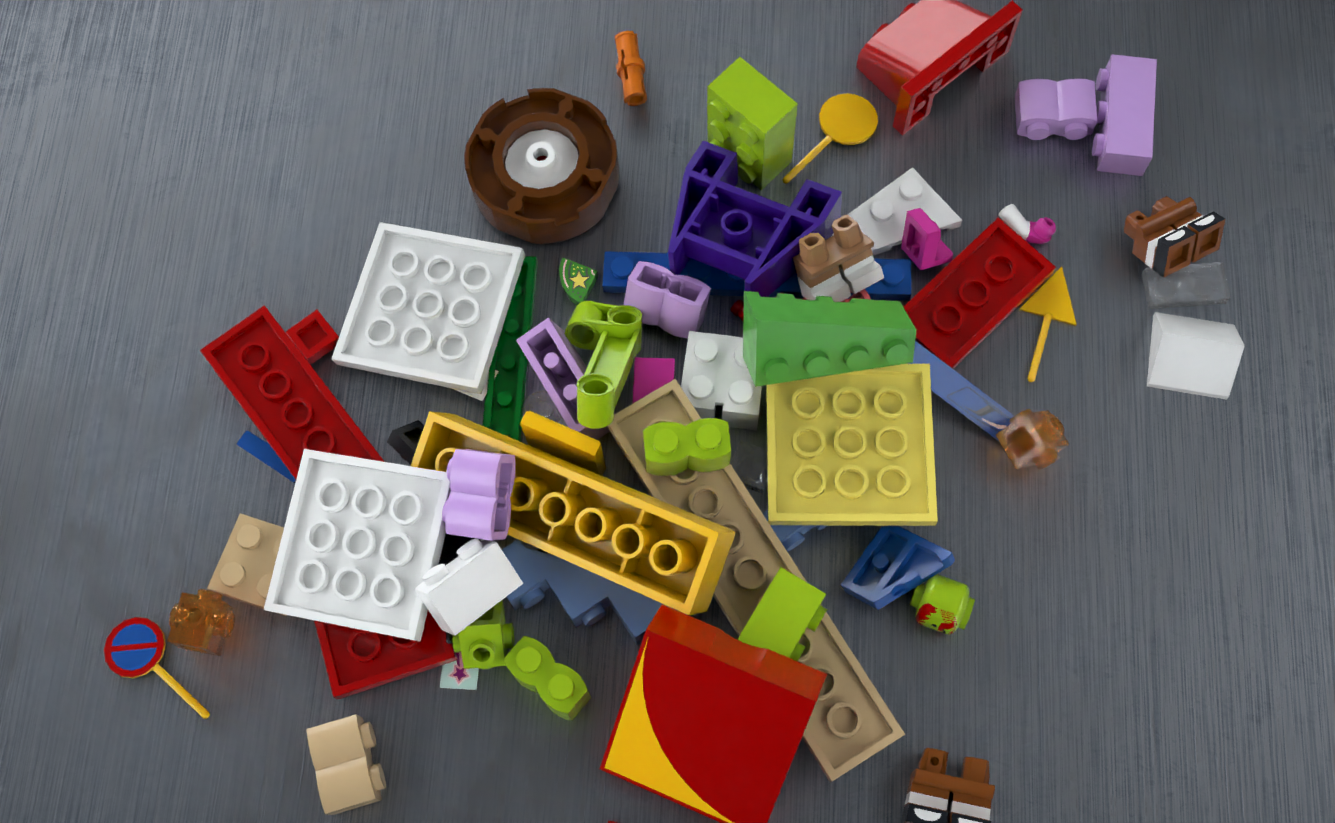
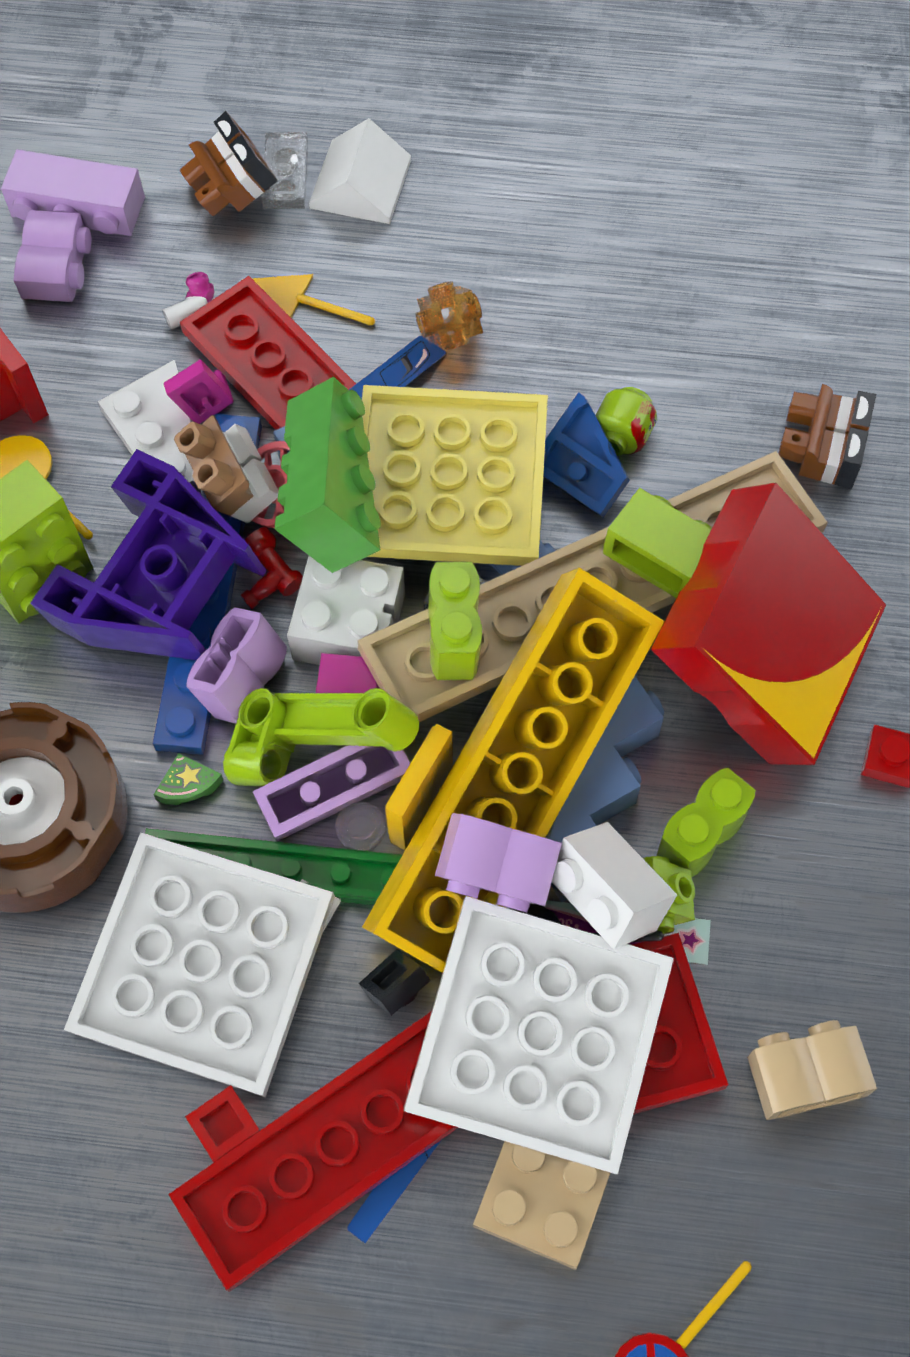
camera: 90 degrees left, 5 degrees down
(201, 622) = (650, 1262): clear orange brick -> none

